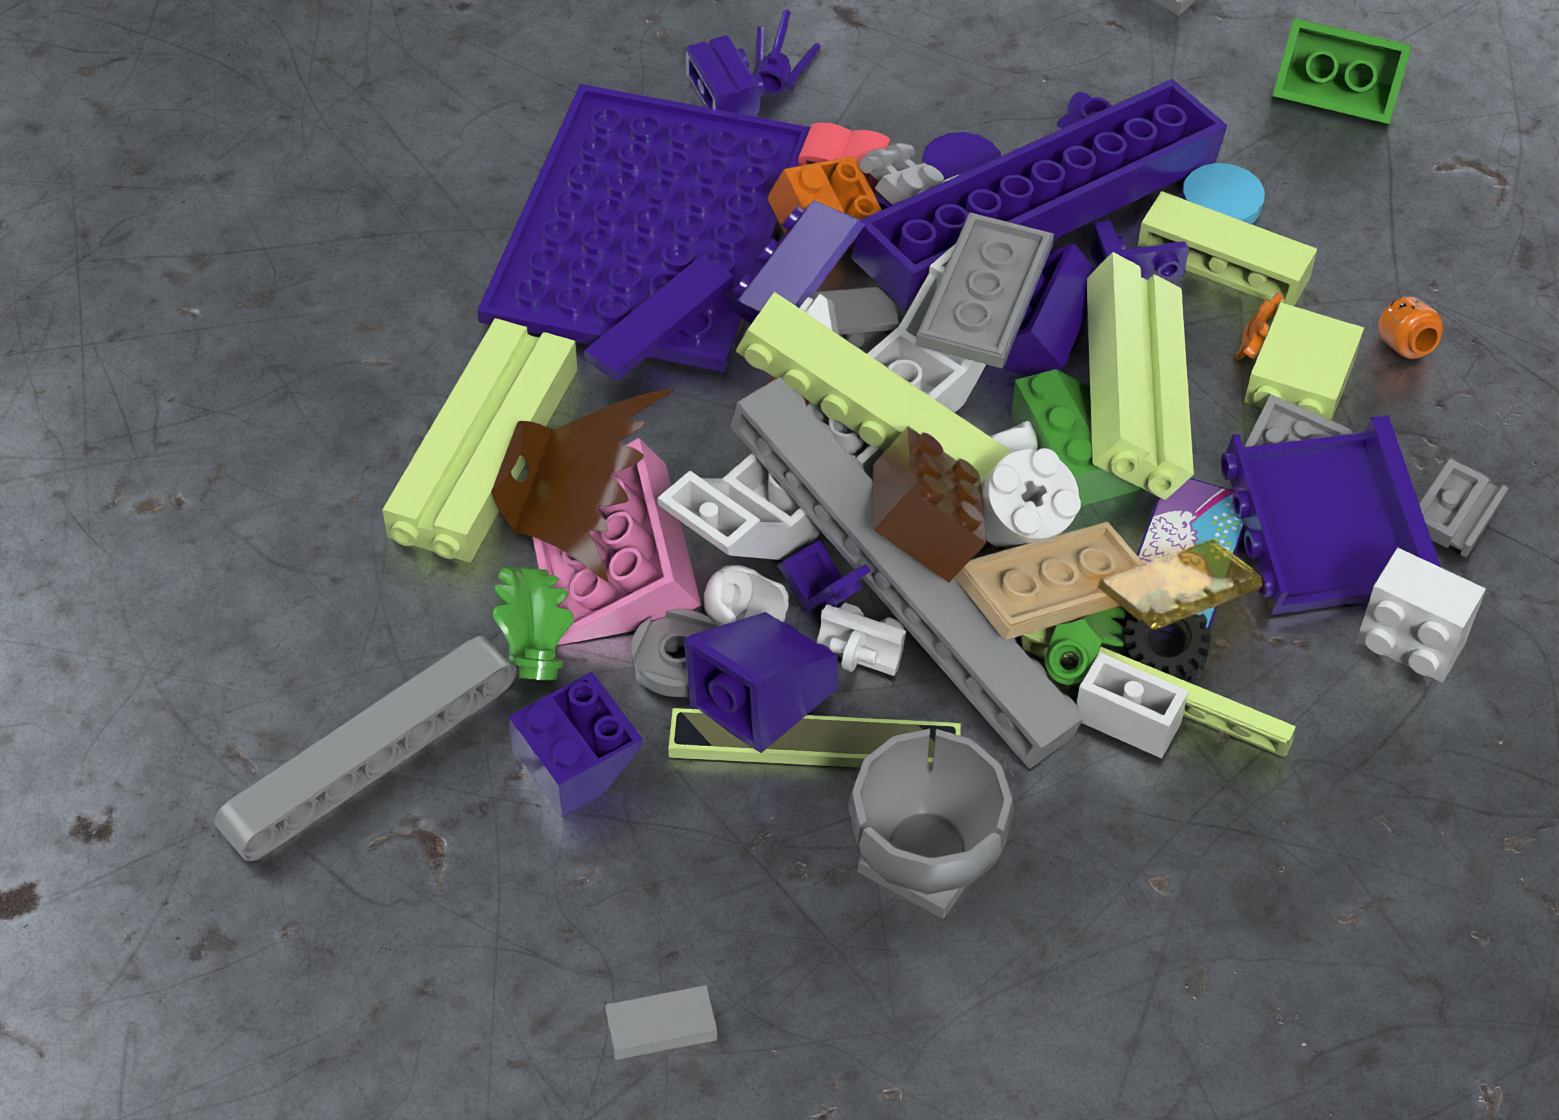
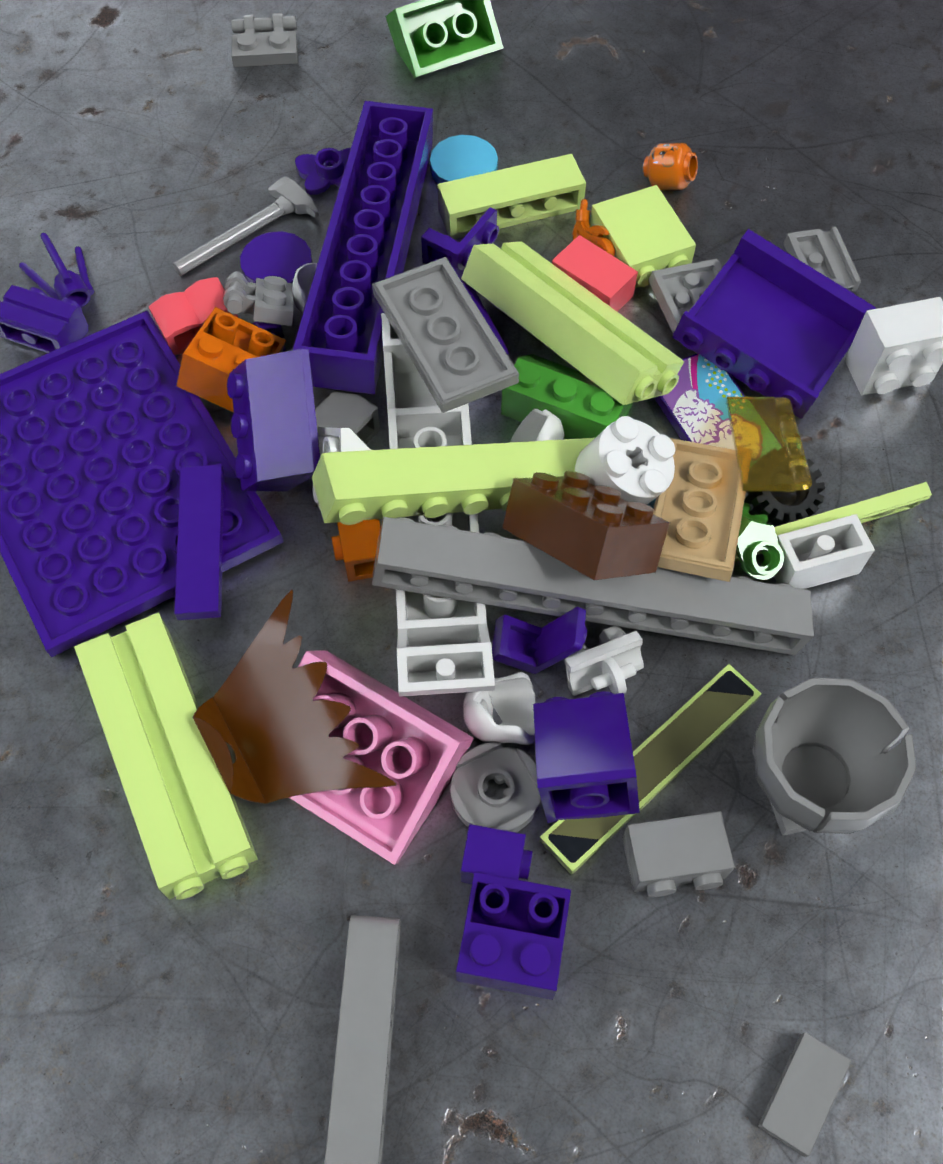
camera: 45 degrees left, 10 degrees up
(532, 620) = (370, 867): bright green plant -> none
(627, 685) = (495, 854): none -> dark purple brick
(756, 800) = (678, 853): none -> light grey brick
(1033, 123) = (289, 199): none -> light grey piece
(1216, 366) = (598, 272): none -> coral brick

